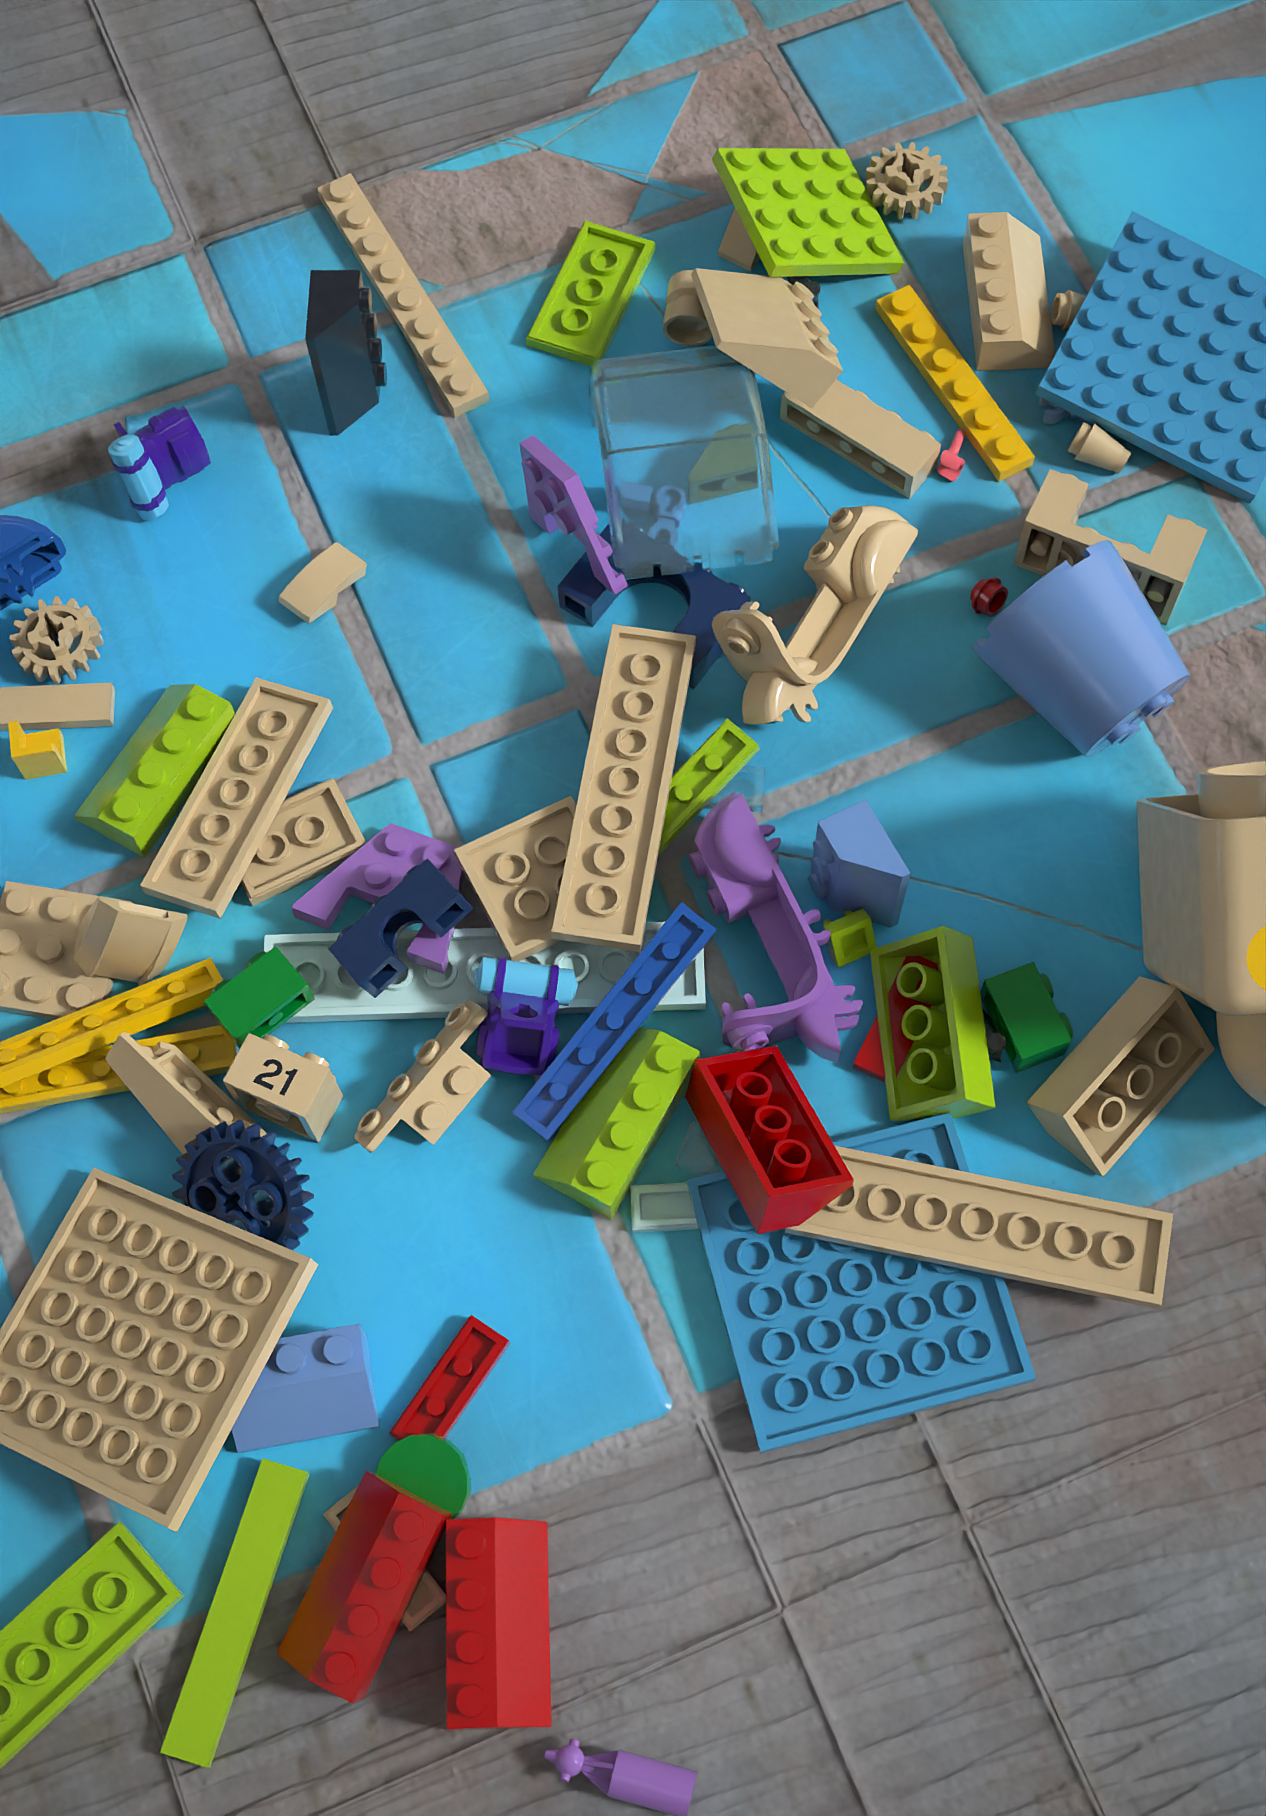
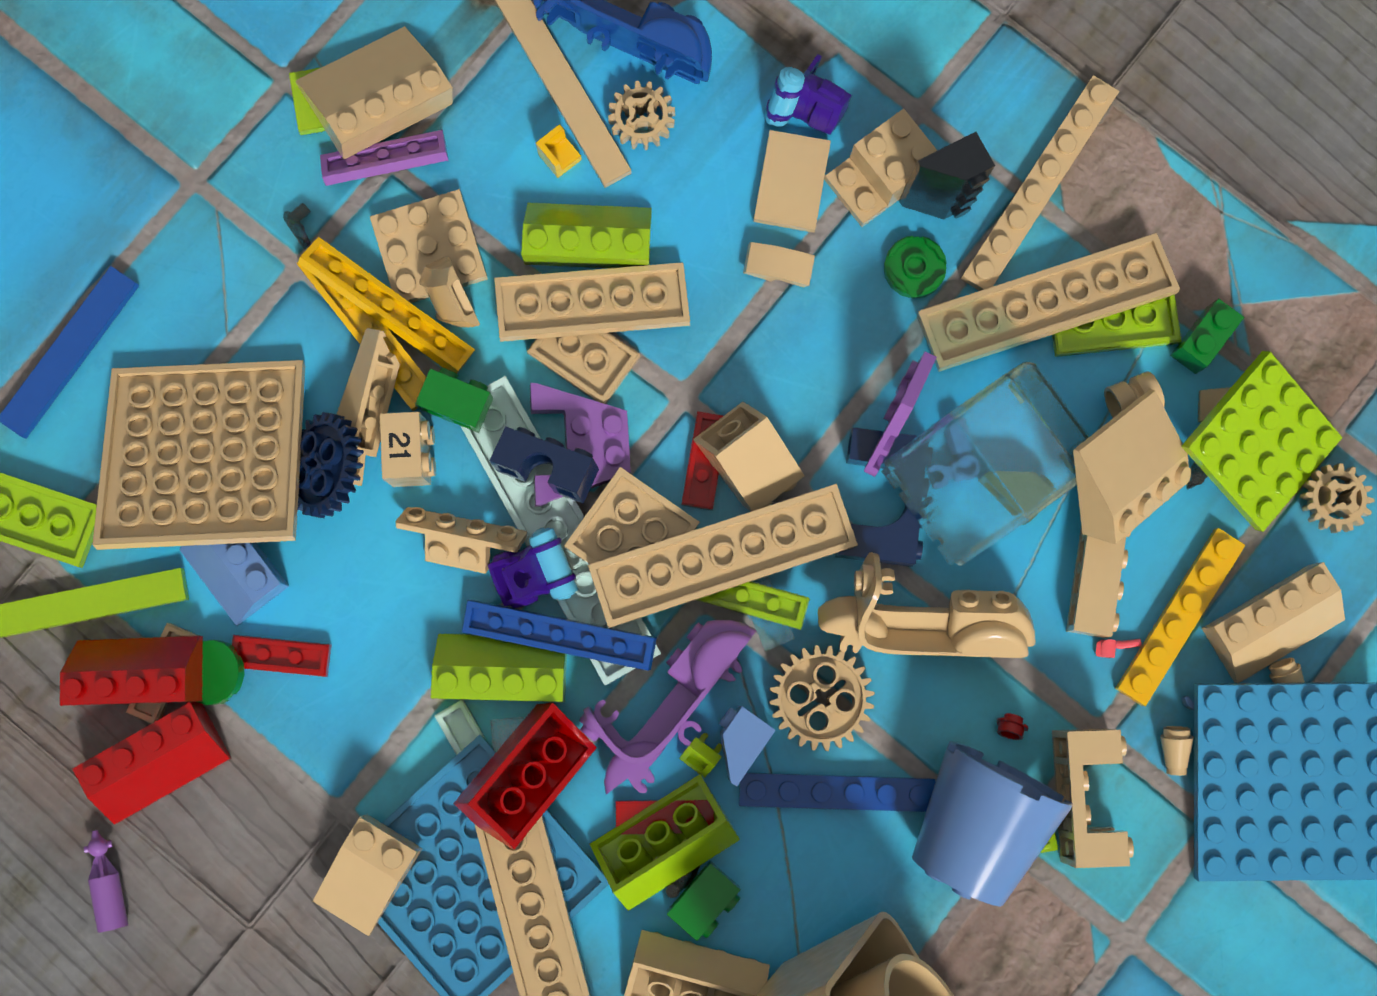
camera: 55 degrees right, 15 degrees up
(237, 526) = (792, 181): none -> tan tile
(283, 424) = (879, 167): none -> tan bracket
(413, 452) = (915, 266): none -> green tile
(499, 769) = (701, 475): none -> red tile
(524, 710) = (750, 456): none -> tan slope
(534, 337) = (1048, 302): none -> tan plate
(664, 213) = (1207, 336): none -> green brick
(792, 1400) = (366, 873): none -> tan slope
(888, 769) = (838, 722): none -> tan gear
(969, 814) = (835, 792): none -> blue plate

